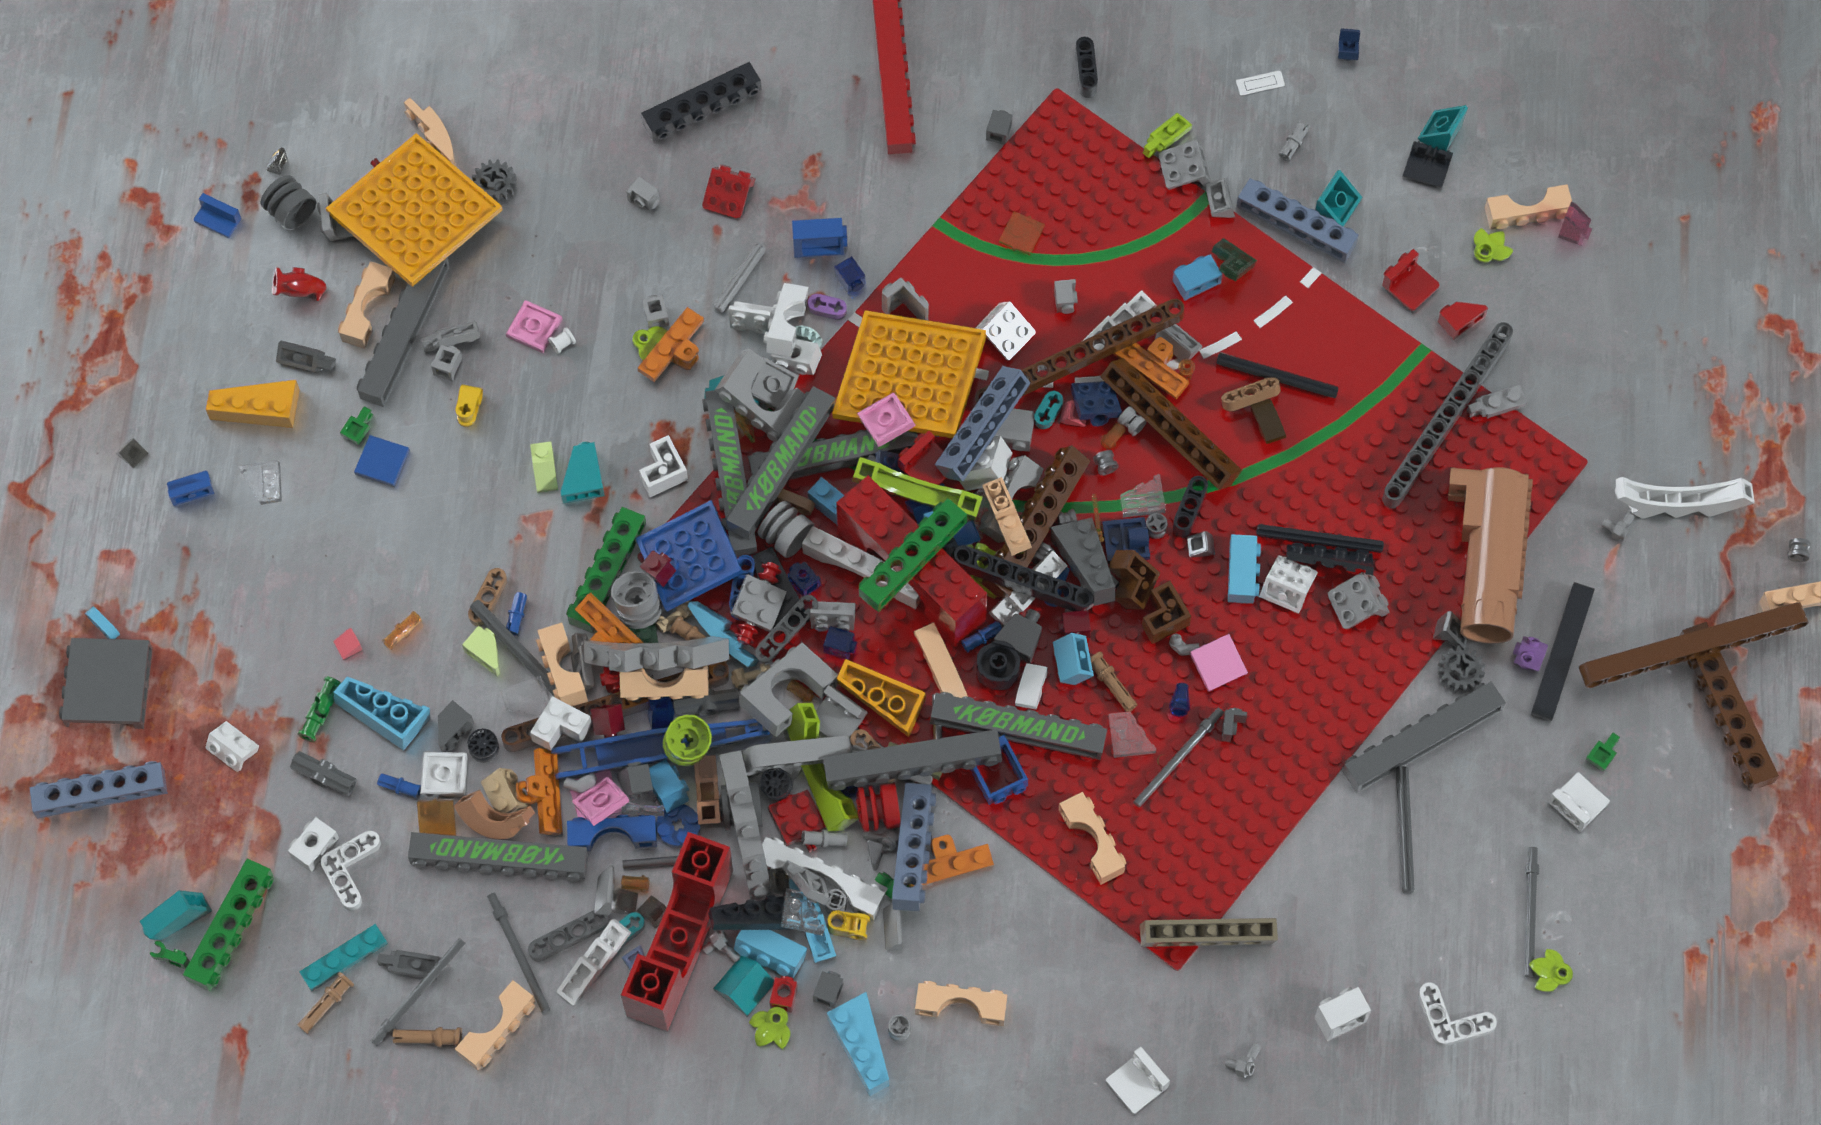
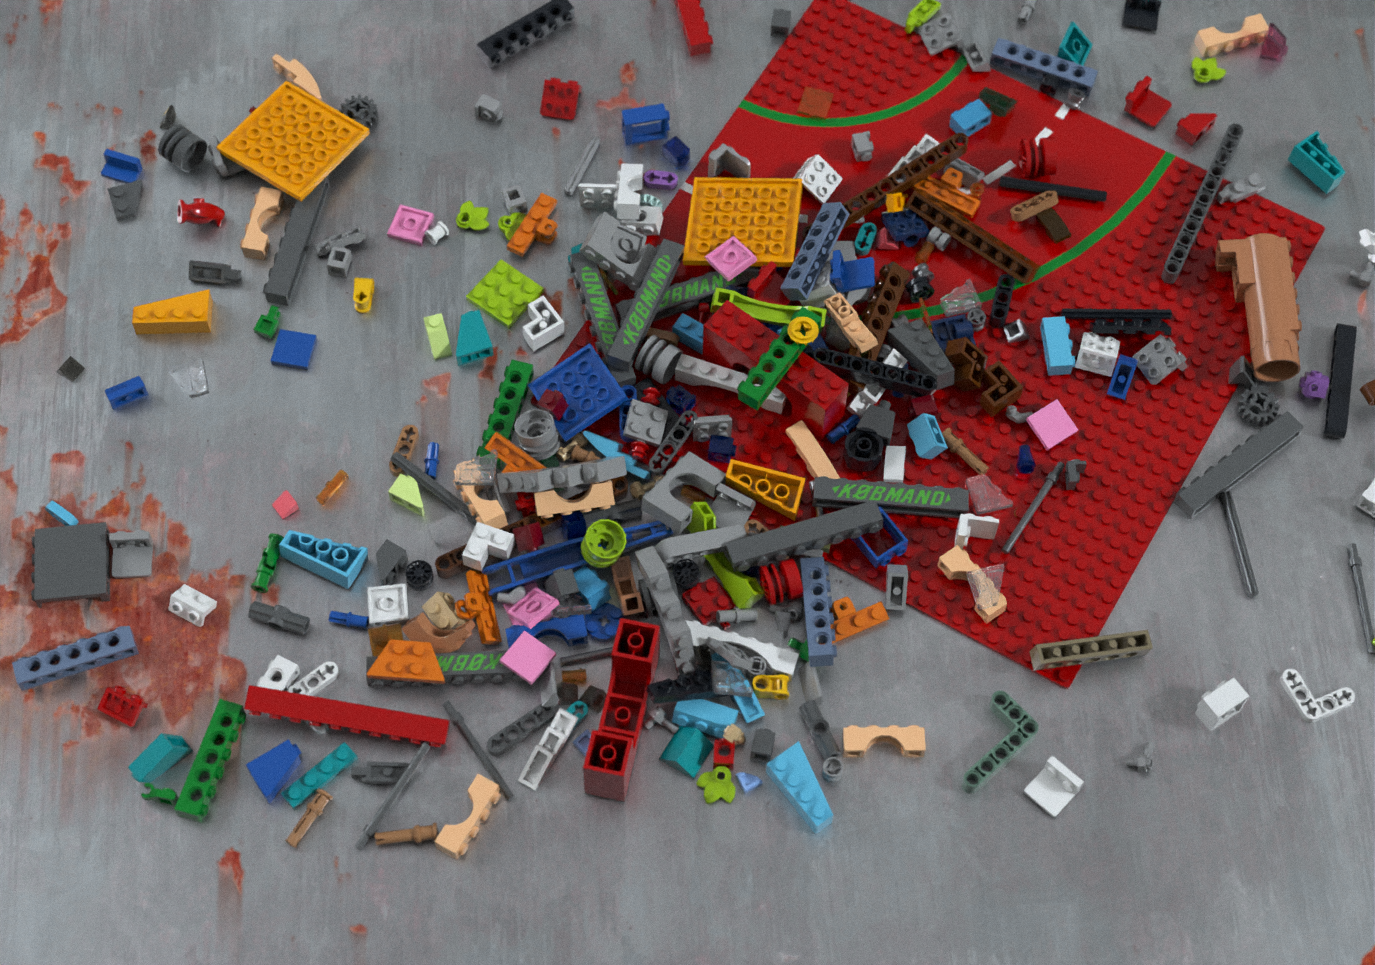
camera: 10 degrees left, 5 degrees down
(142, 849) = (122, 705): none -> red bracket
(173, 680) = (131, 554): none -> light grey bracket
(217, 254) = (125, 199): none -> dark grey wing
(296, 943) = (274, 768): none -> blue slope
(381, 895) = (346, 714): none -> red brick
(454, 845) = (407, 662): none -> orange wing
(563, 635) = (477, 470): none -> clear wing
(586, 857) = (528, 657): none -> bright pink tile
(607, 323) = (474, 216): none -> lime plate
(628, 424) = (504, 294): none -> lime plate
(797, 974) = (733, 733): none -> tan bar
(806, 1027) = (748, 781): none -> light blue tile
(848, 472) = (703, 309): none -> red hand
(889, 969) = (813, 720): none -> dark grey piece
(949, 522) = (808, 325): none -> yellow gear
(1006, 830) = (896, 587): none -> light grey slope
(1019, 456) = (852, 274): none -> blue bracket
(1089, 372) = (896, 202): none -> light orange plate
(1091, 1027) = (1004, 746): none -> sand green beam
(1098, 481) = (919, 288): none -> black wheel
(1100, 770) = (976, 527): none -> white bracket
(1105, 843) = (986, 585): none -> clear wing
(1264, 336) = (1041, 156): none -> red wheel
(1300, 243) = (1049, 84): none -> black wheel
(1310, 615) = (1122, 376): none -> blue slope
(1325, 265) = (1074, 98): none -> flat silver wheel
(1593, 381) = (1317, 163): none -> teal wedge

